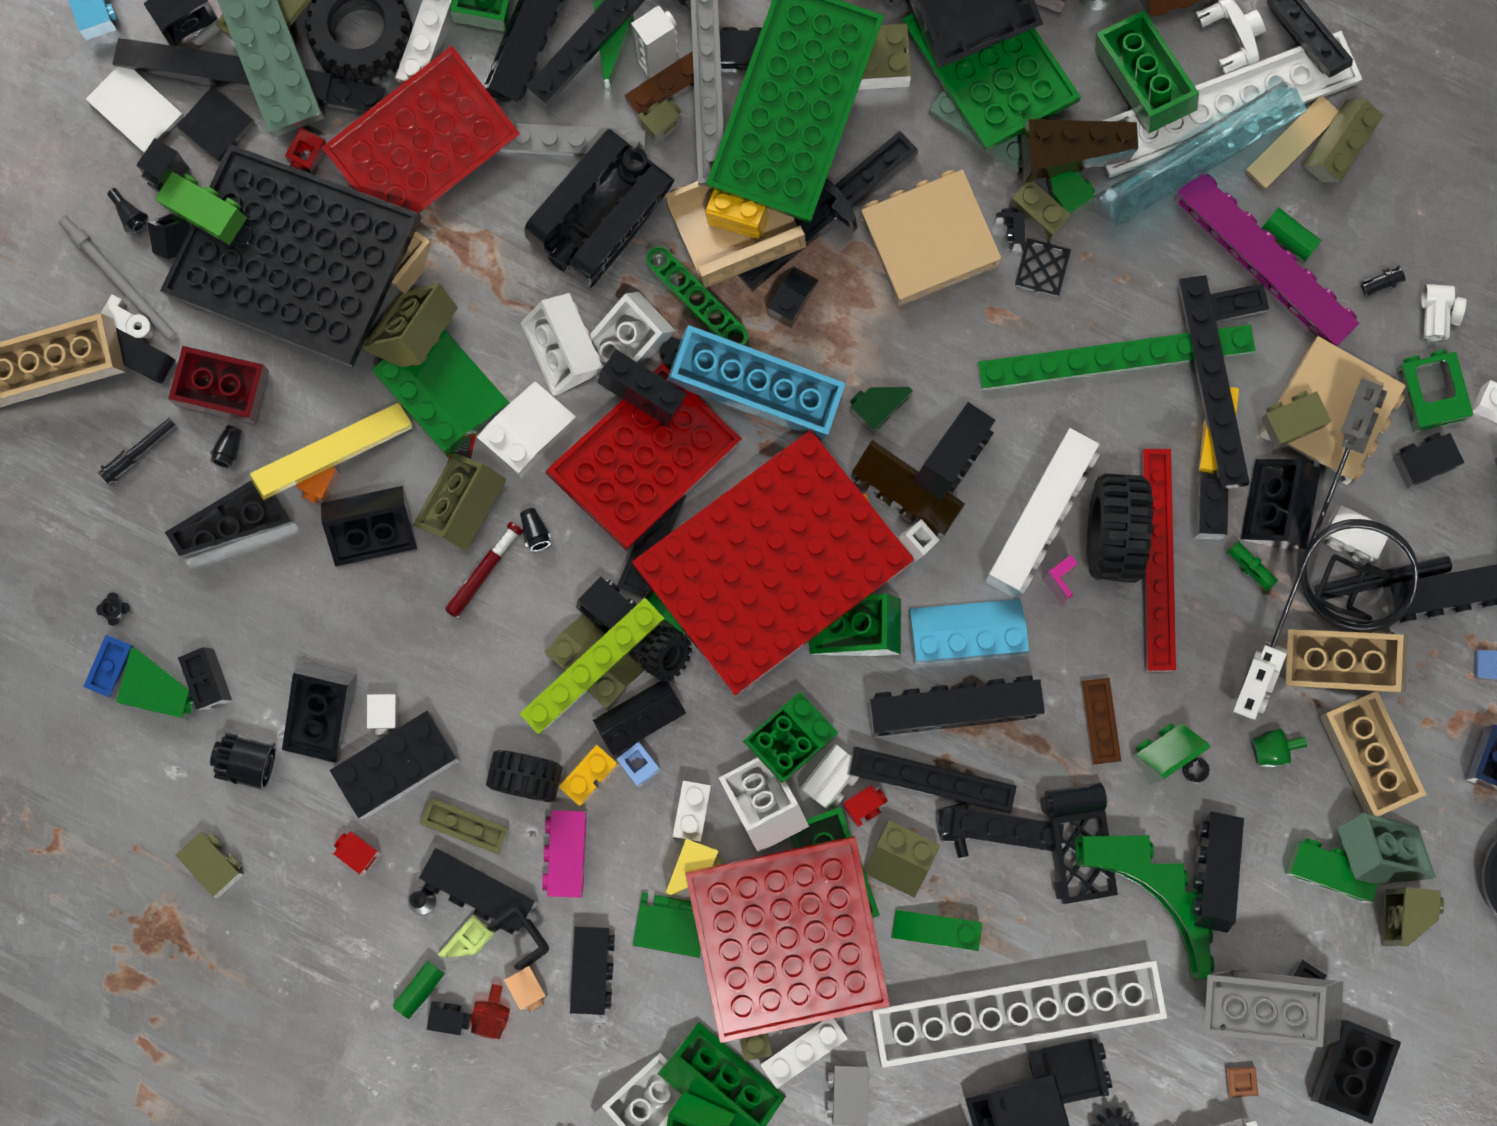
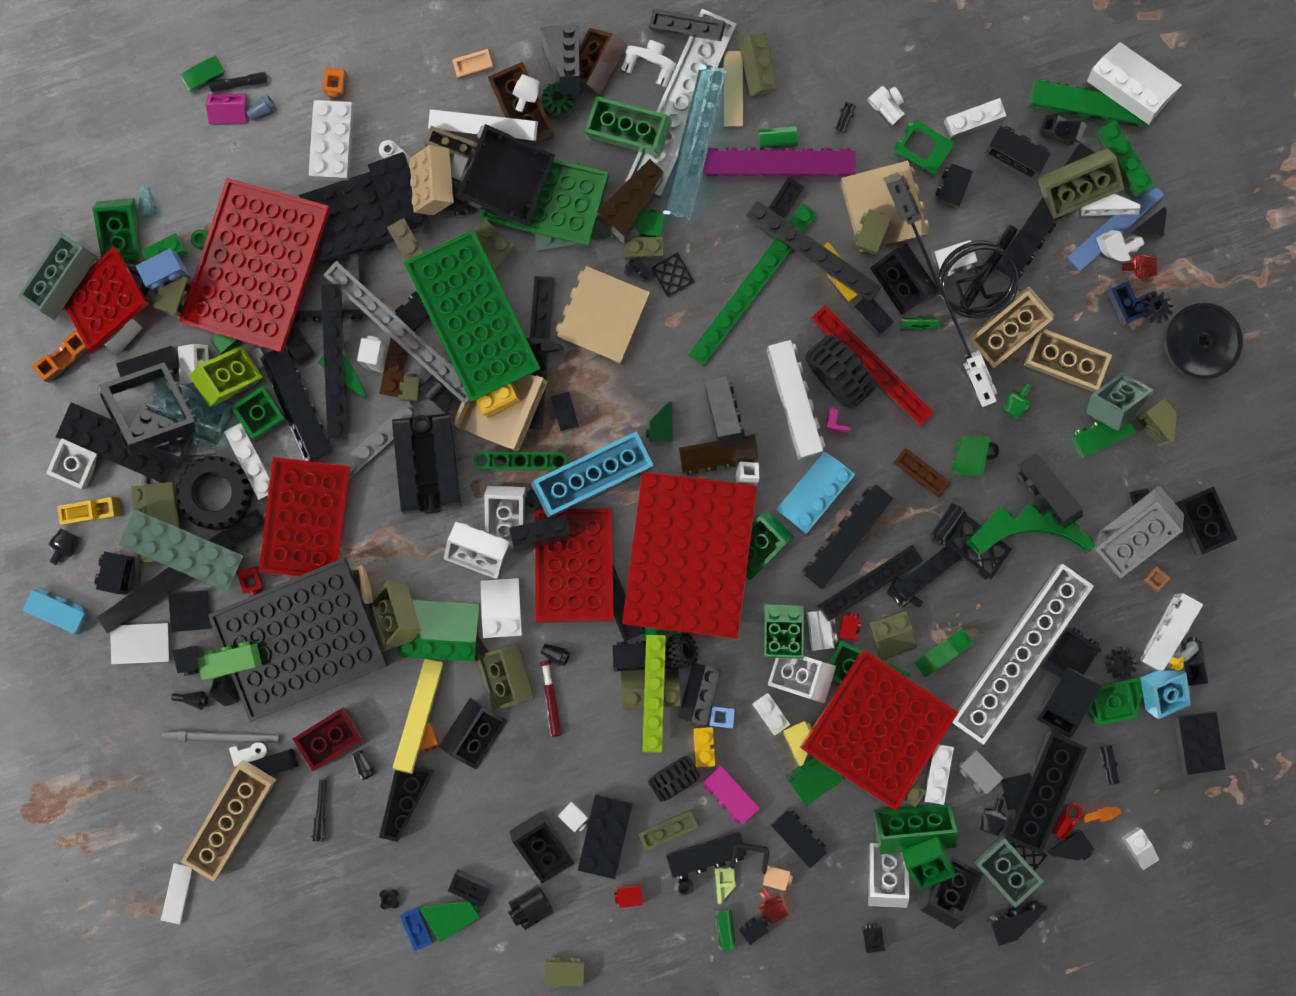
camera: 45 degrees left, 5 degrees up
(682, 150) = (438, 393): none -> black brick

